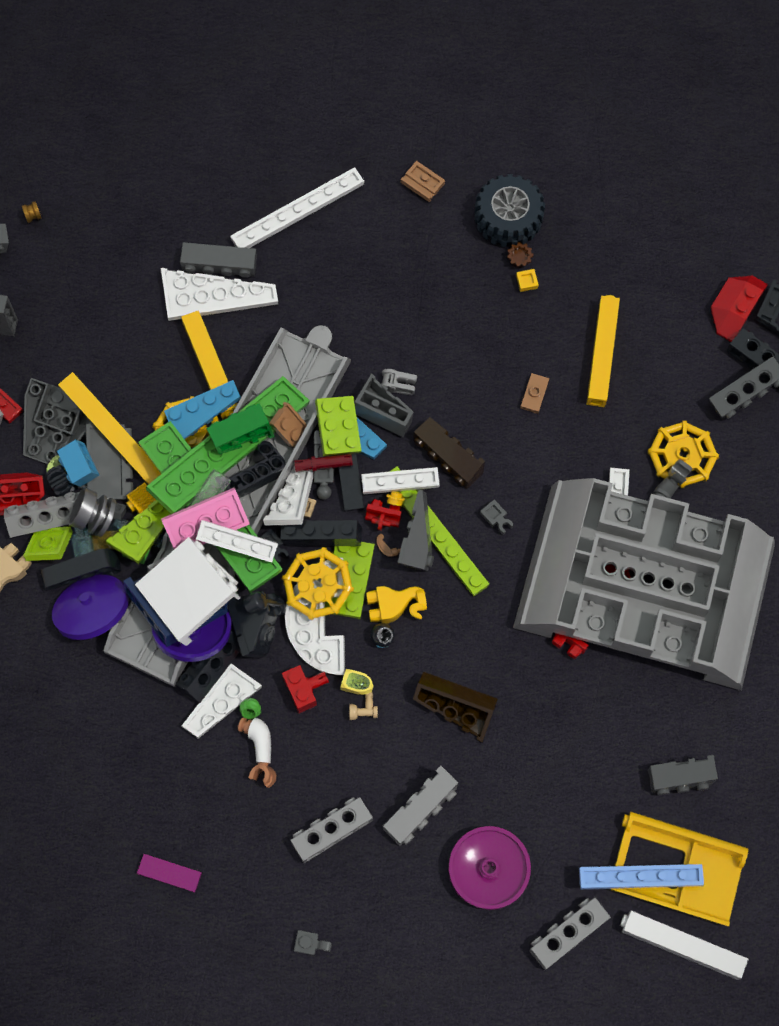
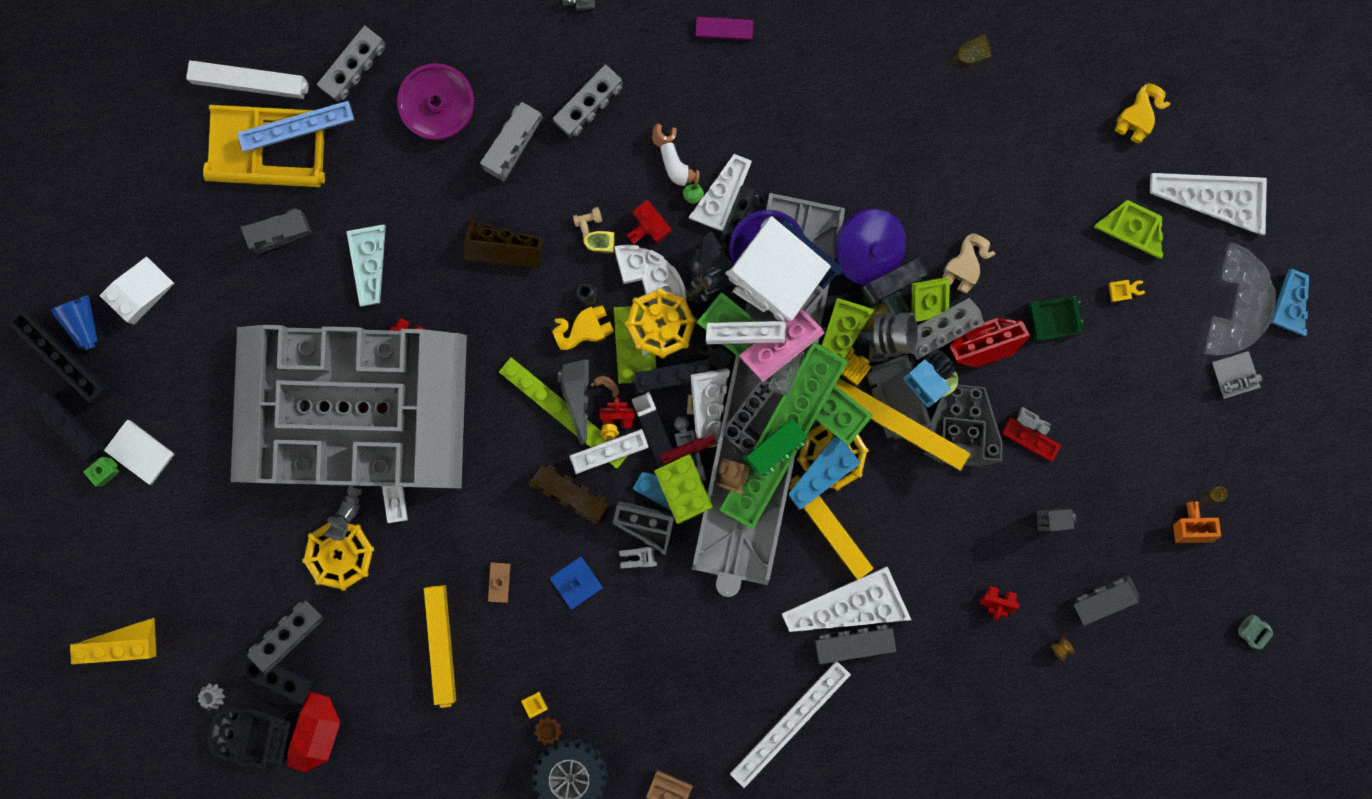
camera: 165 degrees right, 15 degrees up
(81, 269) = (997, 605): none -> red hips
(355, 512) = (644, 404): none -> white panel
(462, 376) = (576, 582): none -> blue piece
(495, 514) = (509, 443): dark grey plate -> none
(595, 729) = (367, 260): none -> light aqua wing

